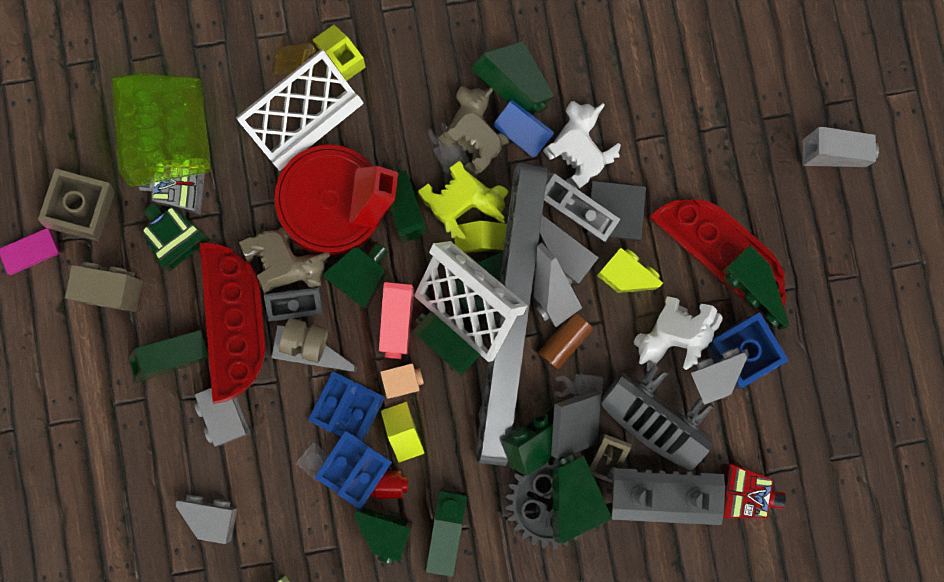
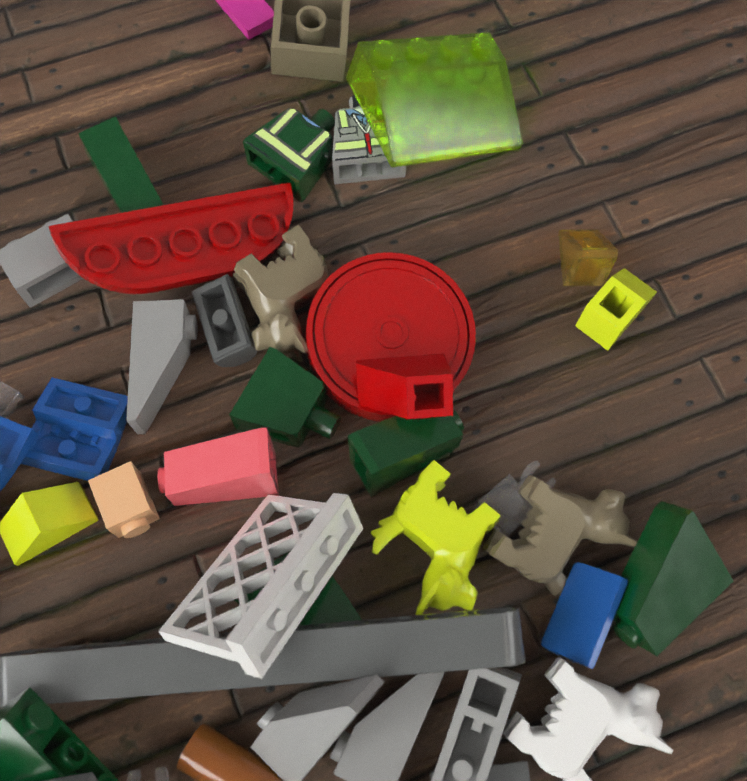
camera: 80 degrees right, 15 degrees down
(104, 288) = (202, 79): dark tan brick -> none
(303, 340) = (157, 332): dark tan wheel -> none
(312, 129) = (495, 295): white fence -> none
(445, 342) = (187, 554): dark green slope -> none
(482, 237) = (383, 580): neon yellow slope -> none

